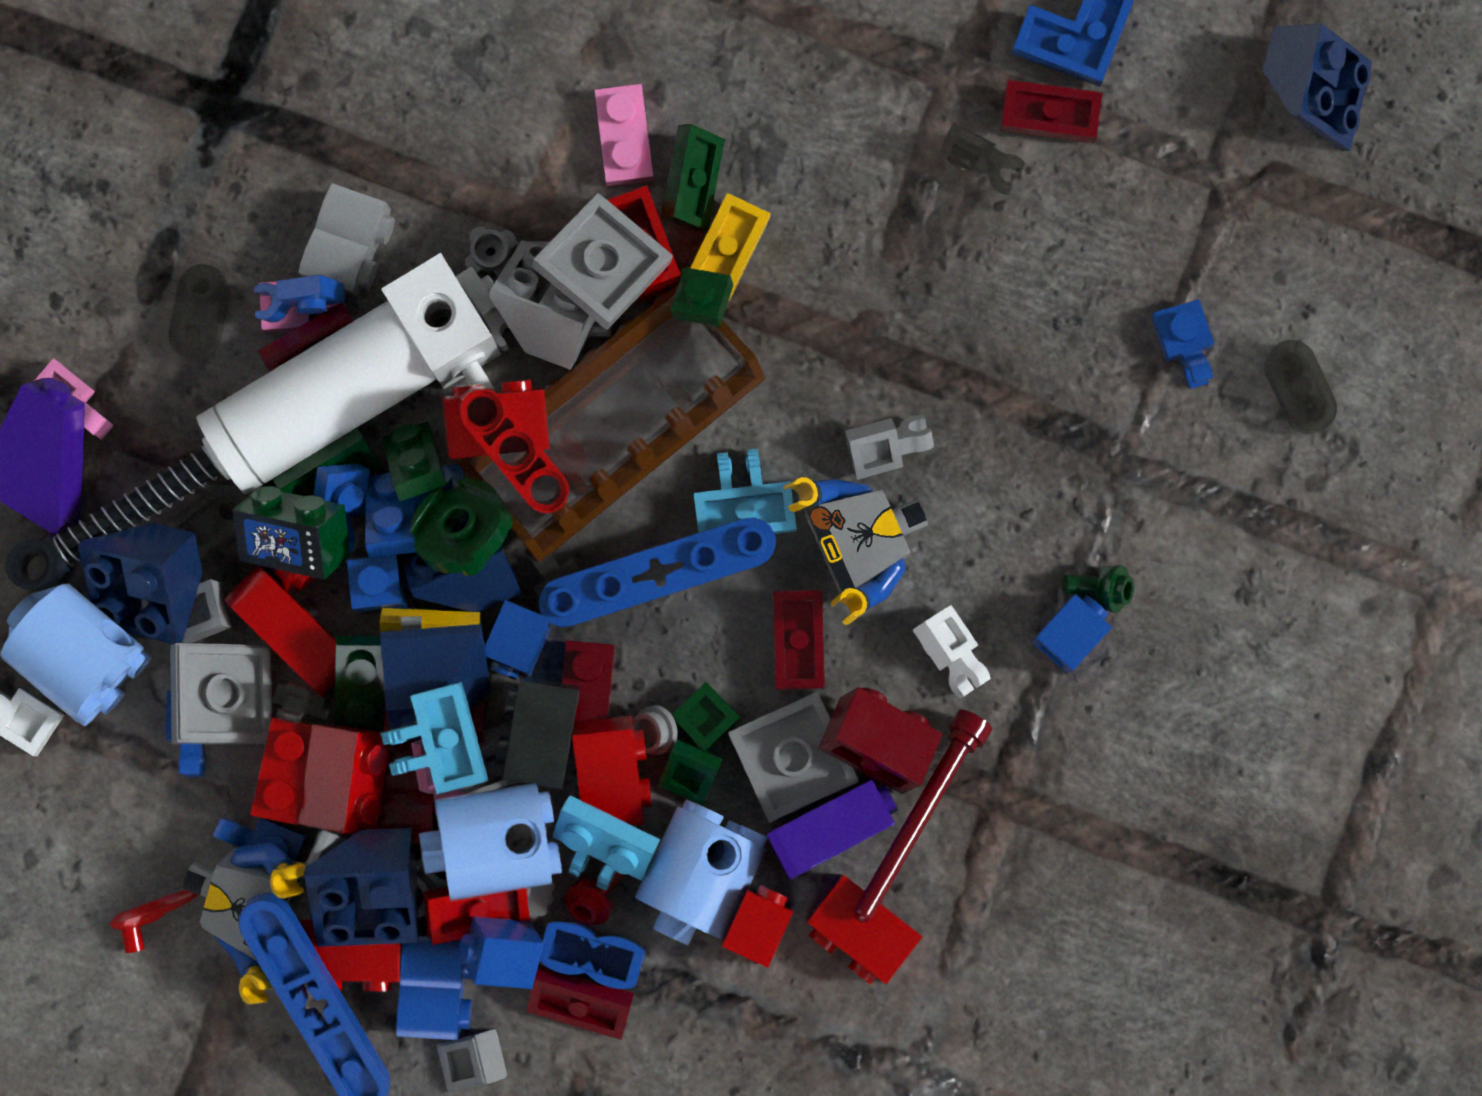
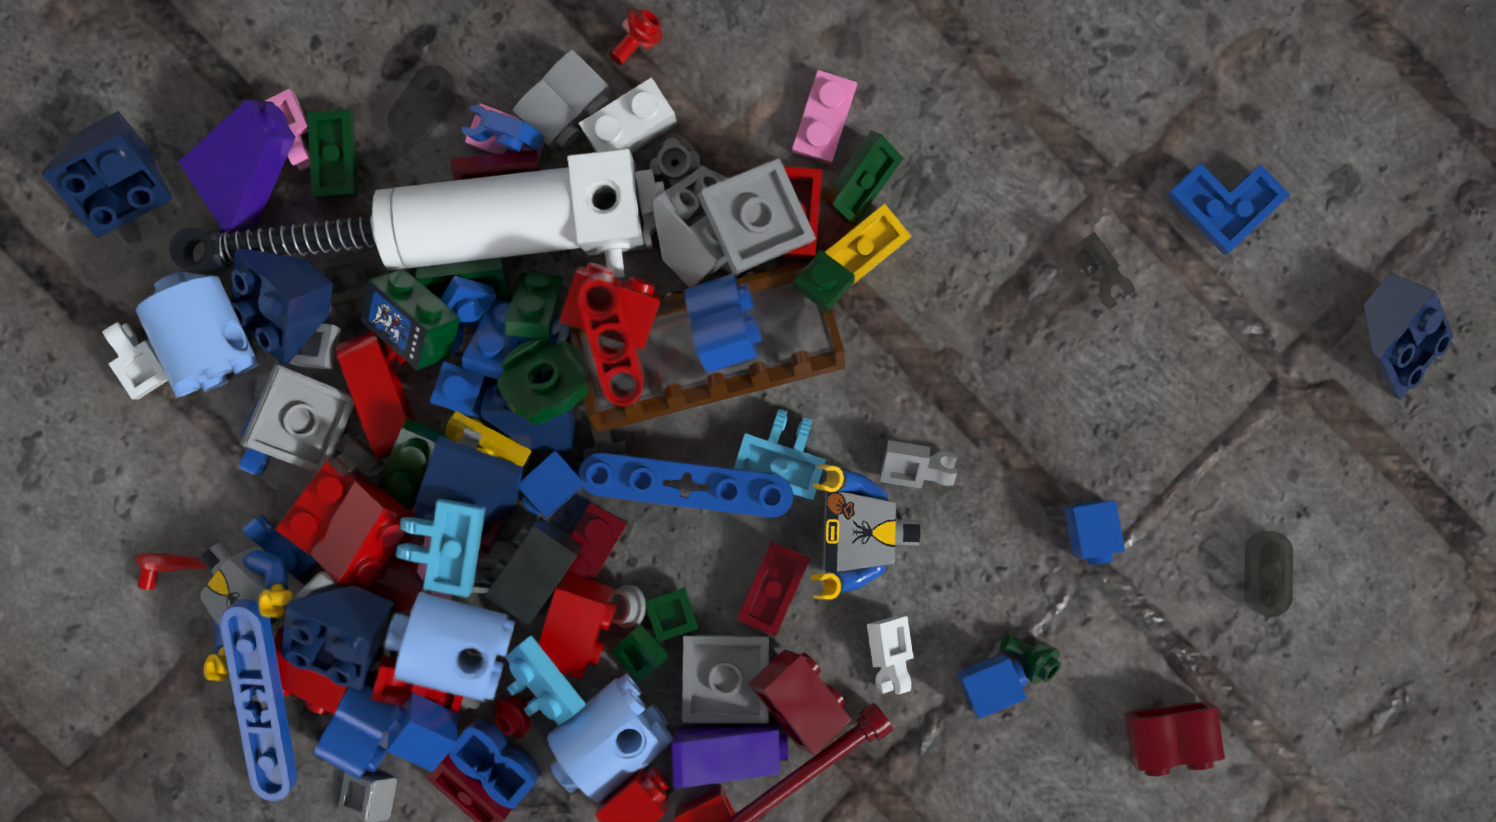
camera: 25 degrees right, 5 degrees up
(129, 405) = (332, 154): none -> dark green plate
(394, 131) = (642, 29): none -> red plate
(425, 227) = (630, 120): none -> white brick
(617, 385) = (722, 323): none -> blue brick
(1051, 111) = (1175, 257): dark red plate -> none
(1101, 425) = (1095, 531): none -> blue brick
(1184, 335) = (1194, 486): blue plate -> none
(1284, 599) = (1174, 737): none -> dark red brick

